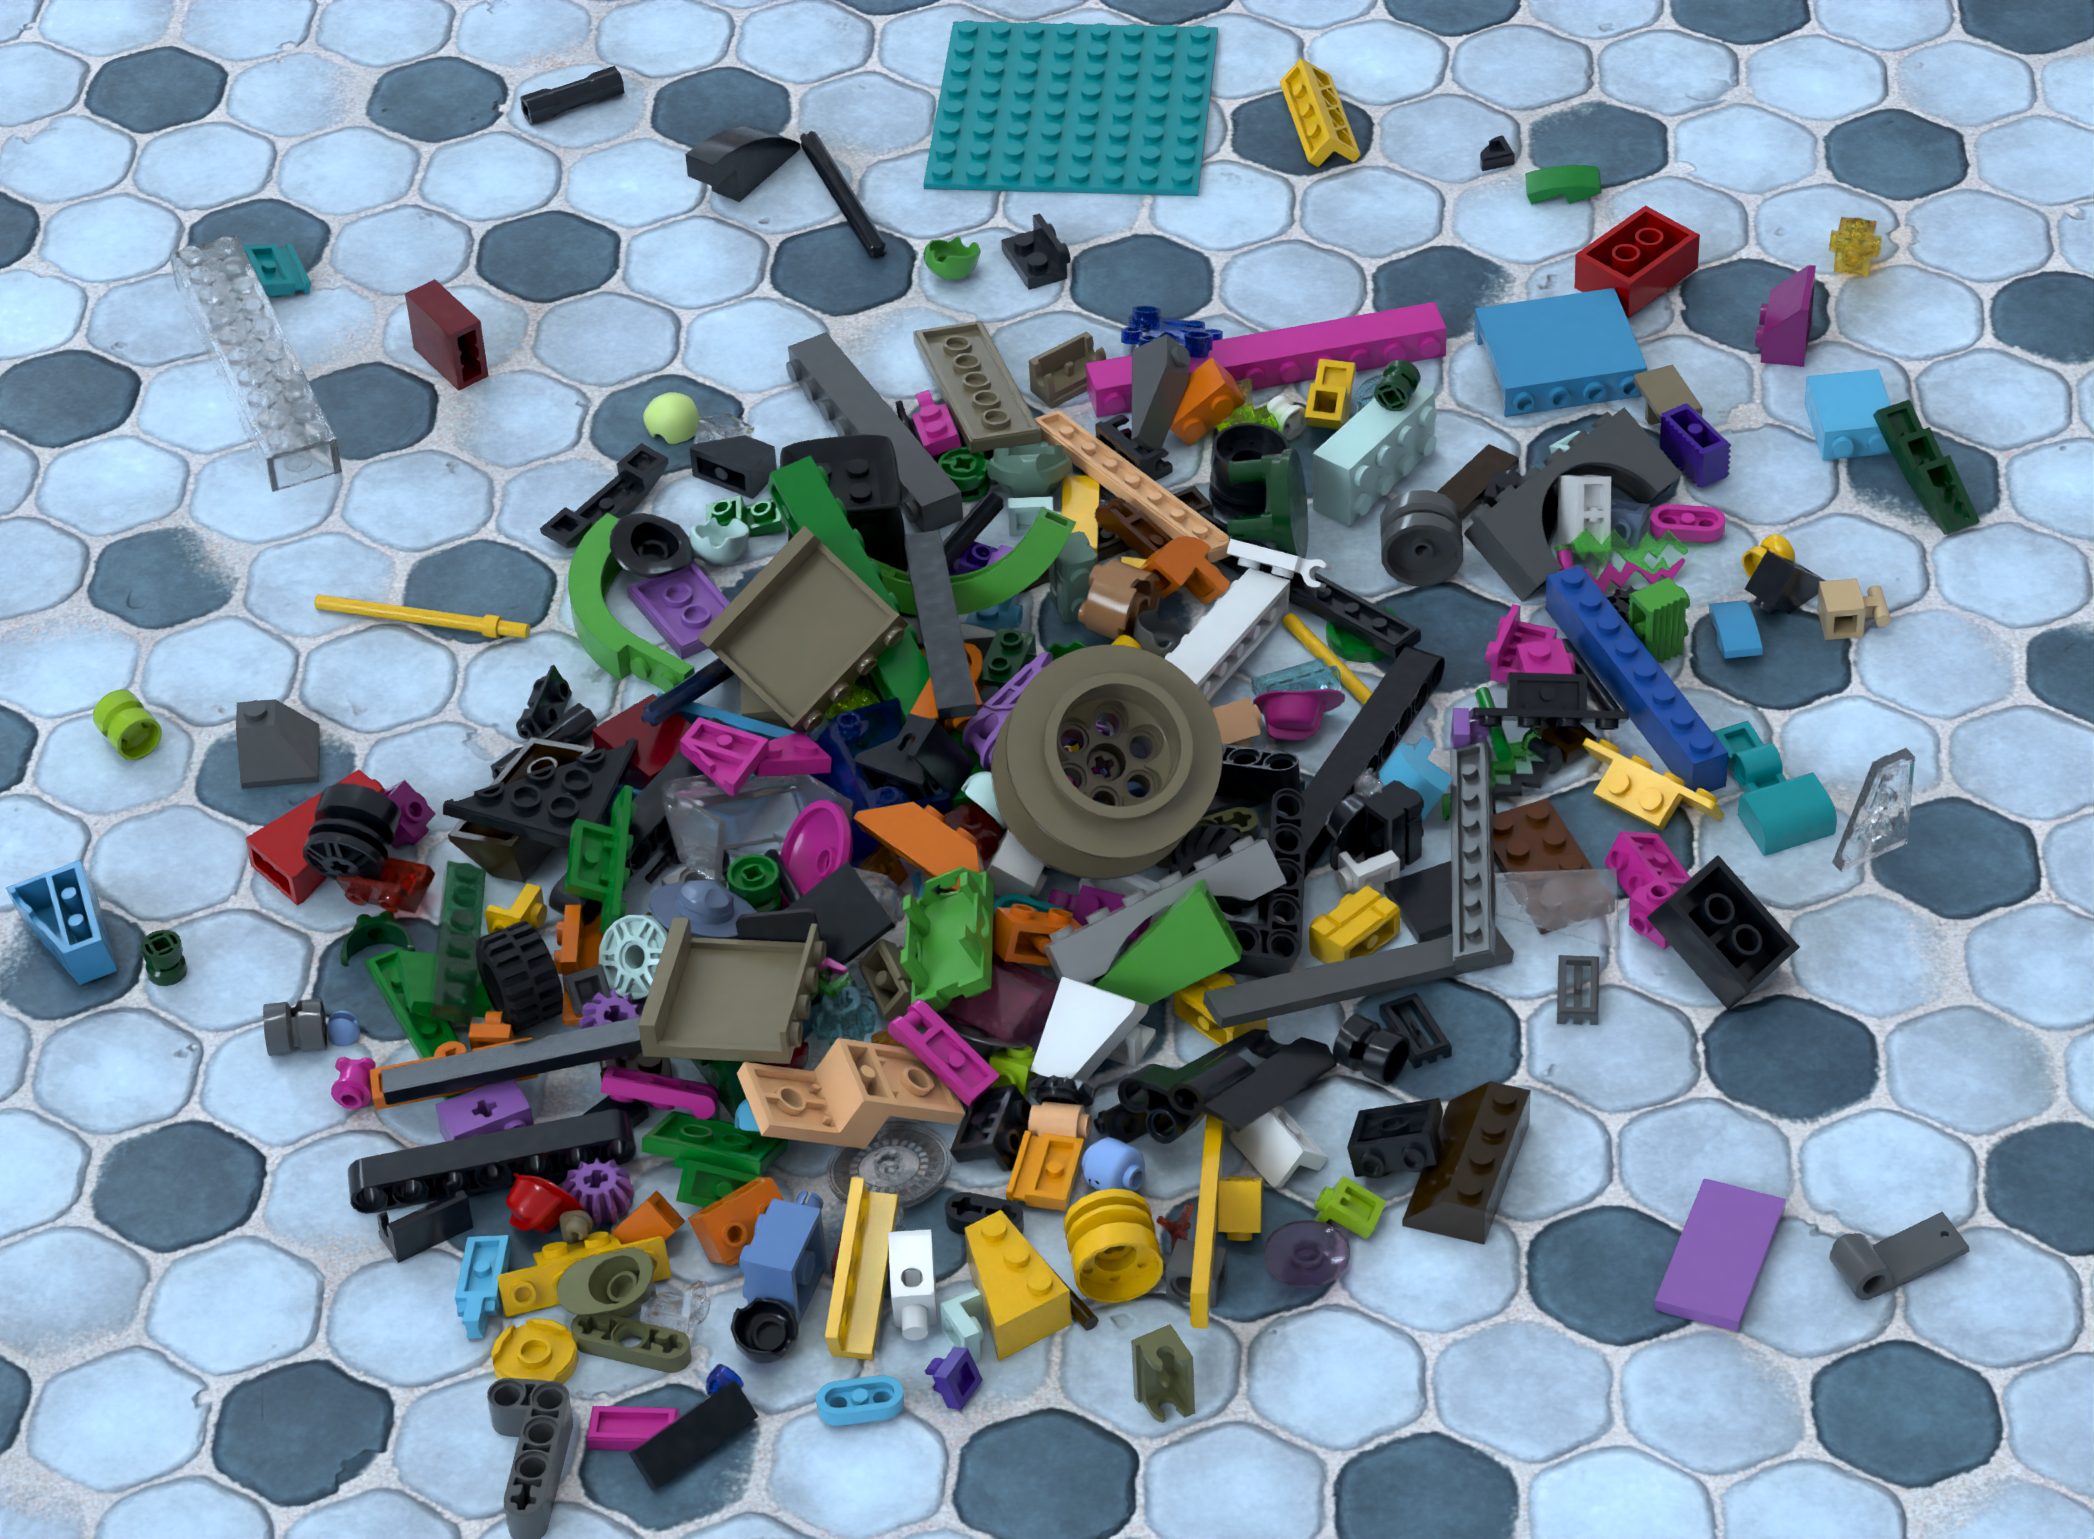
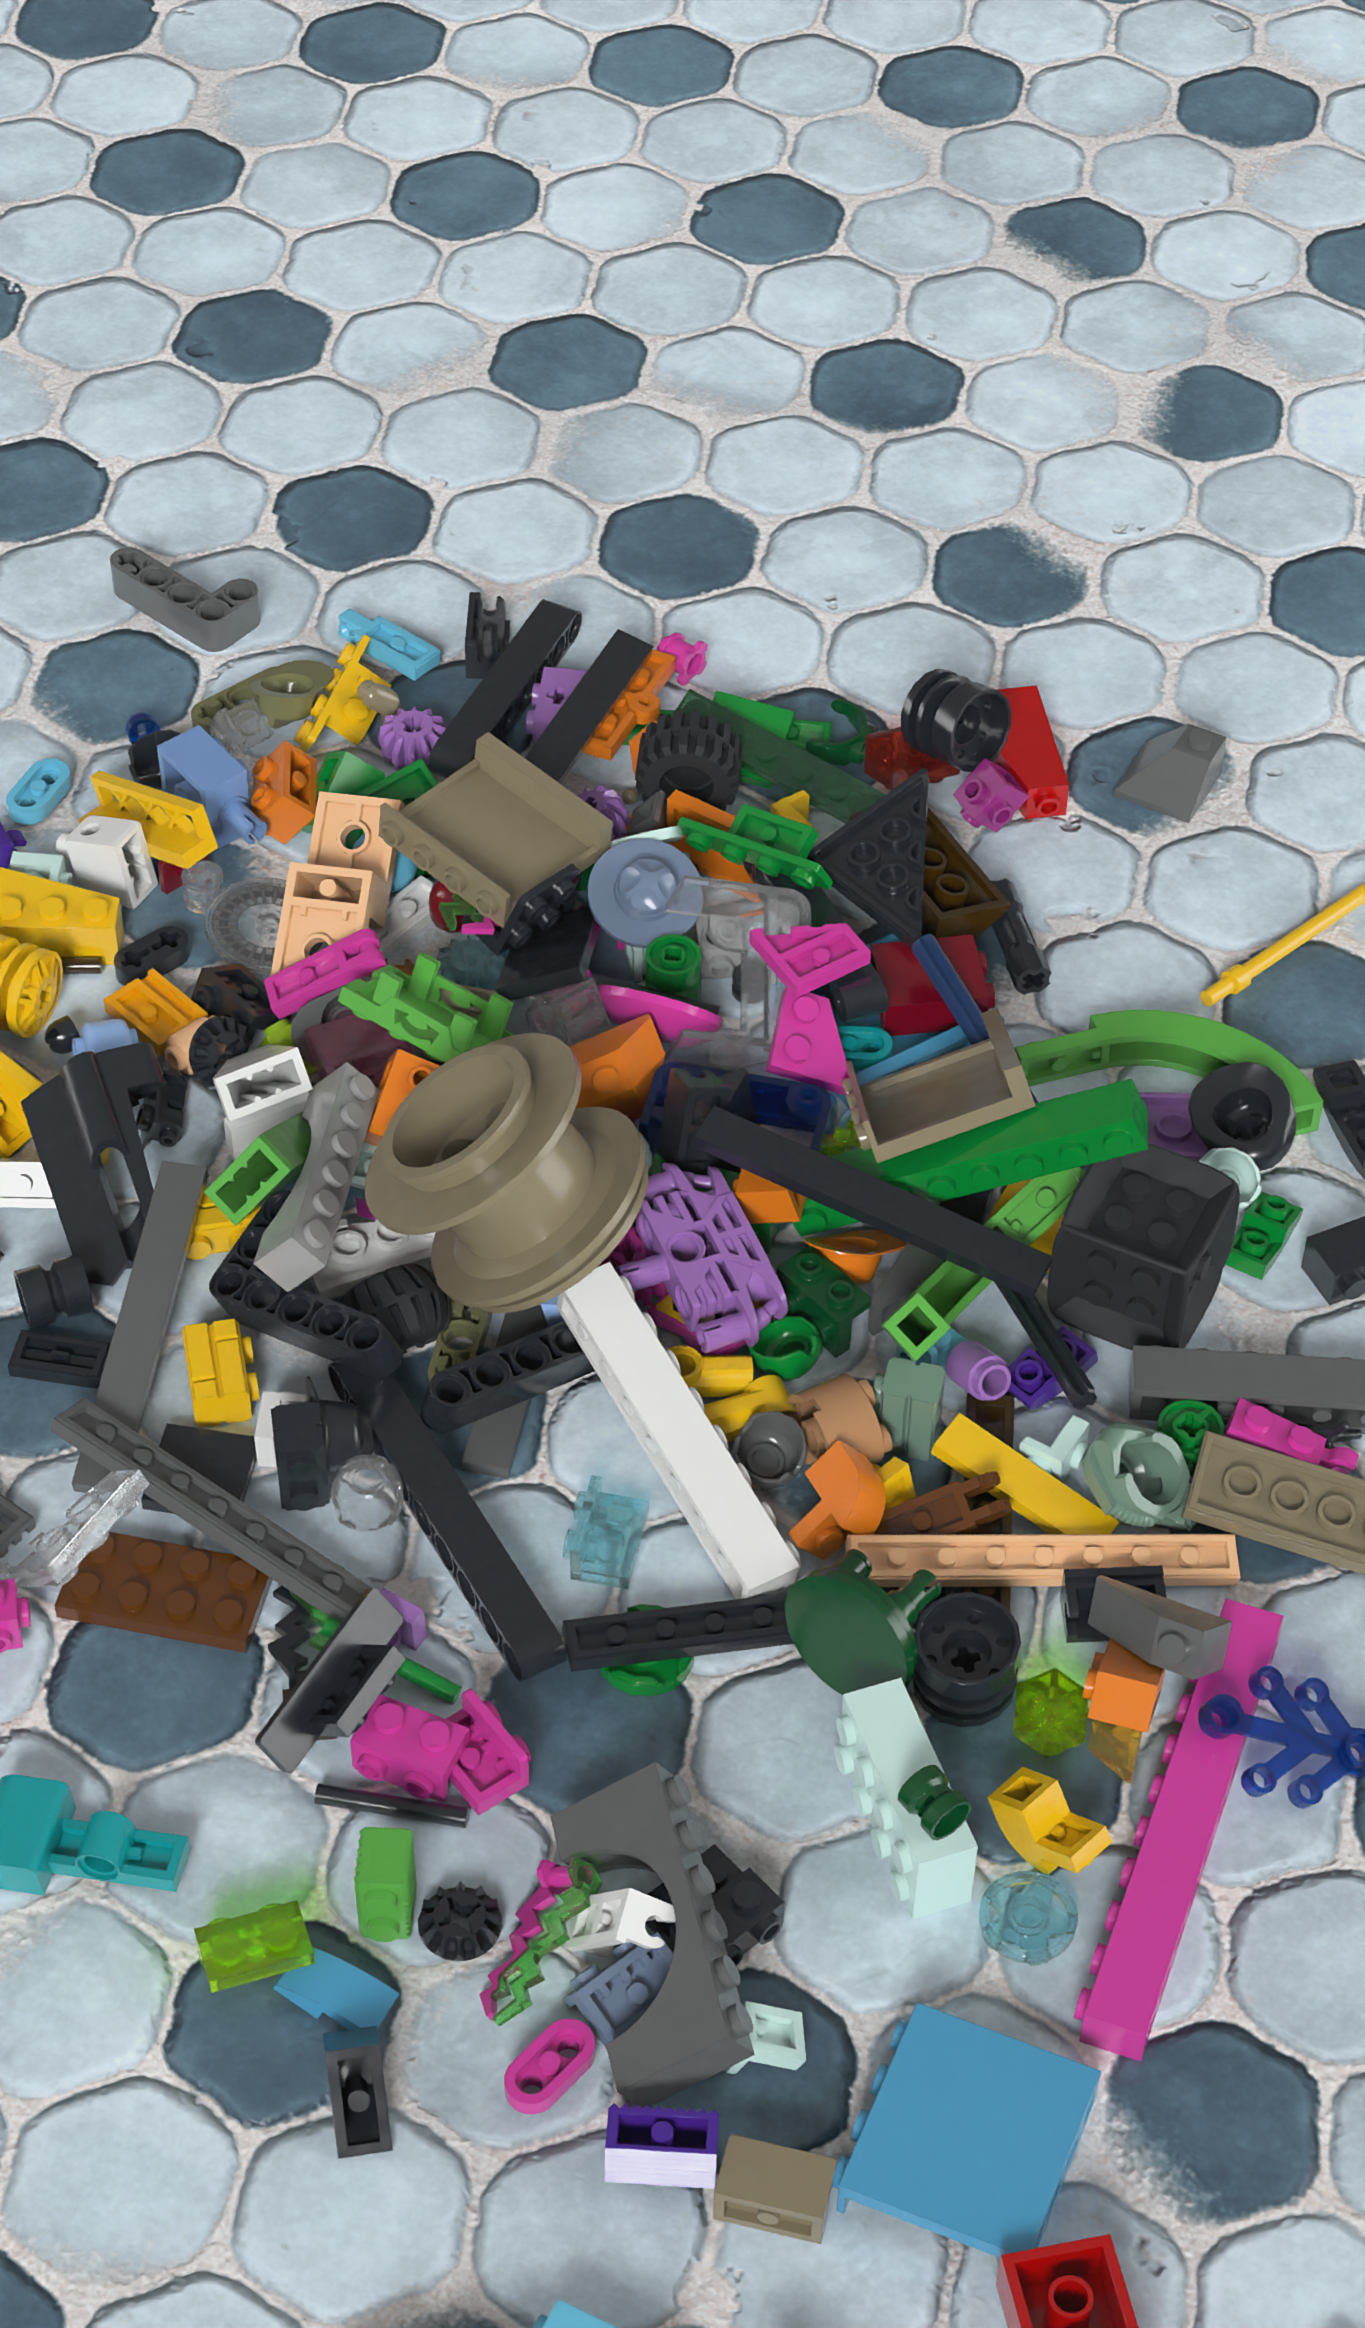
camera: 120 degrees right, 5 degrees up
(67, 919) = (1024, 564): dark azure wedge -> none
(127, 724) = (1261, 685): lime wheel -> none
(164, 957) = (941, 608): dark green wheel -> none
(295, 1027) = (777, 643): dark grey wheel -> none
(343, 1028) = (770, 685): light blue hinge -> none
(535, 1352) = (286, 642): yellow tile -> none
(538, 1204) = (423, 685): red piece -> none
(545, 704) = (1077, 964): black hinge -> none
(626, 1426) = (157, 671): dark pink tile -> none
(649, 1220) = (351, 740): orange panel -> none
(693, 1434) = (106, 688): black tile -> none
(1062, 370) = (1309, 1628): dark tan hinge -> none
(1238, 722) = (583, 1428): light nougat brick -> none
(1282, 563) = (769, 1587): white plate -> none
(1288, 416) = (1067, 1770): white wheel -> none
(1294, 713) = (550, 1491): dark pink piece -> none
(1320, 650) = (625, 1593): yellow bar -> none
(1414, 770) = (358, 1517): medium azure brick -> none
(1421, 538) = (714, 1743): dark grey wheel -> none
(1470, 483) = (809, 1906): dark brown tile -> none
(1636, 680) = (325, 1821): blue brick -> none
(1641, 859) = (64, 1663): dark pink bracket -> none
(1642, 792) = (172, 1740): yellow bracket -> none
(1750, 666) = (253, 1946): none -> clear neon green bracket
(1773, 543) = (415, 2107): yellow wheel -> none
(1844, 609) = (262, 2119): tan brick -> none

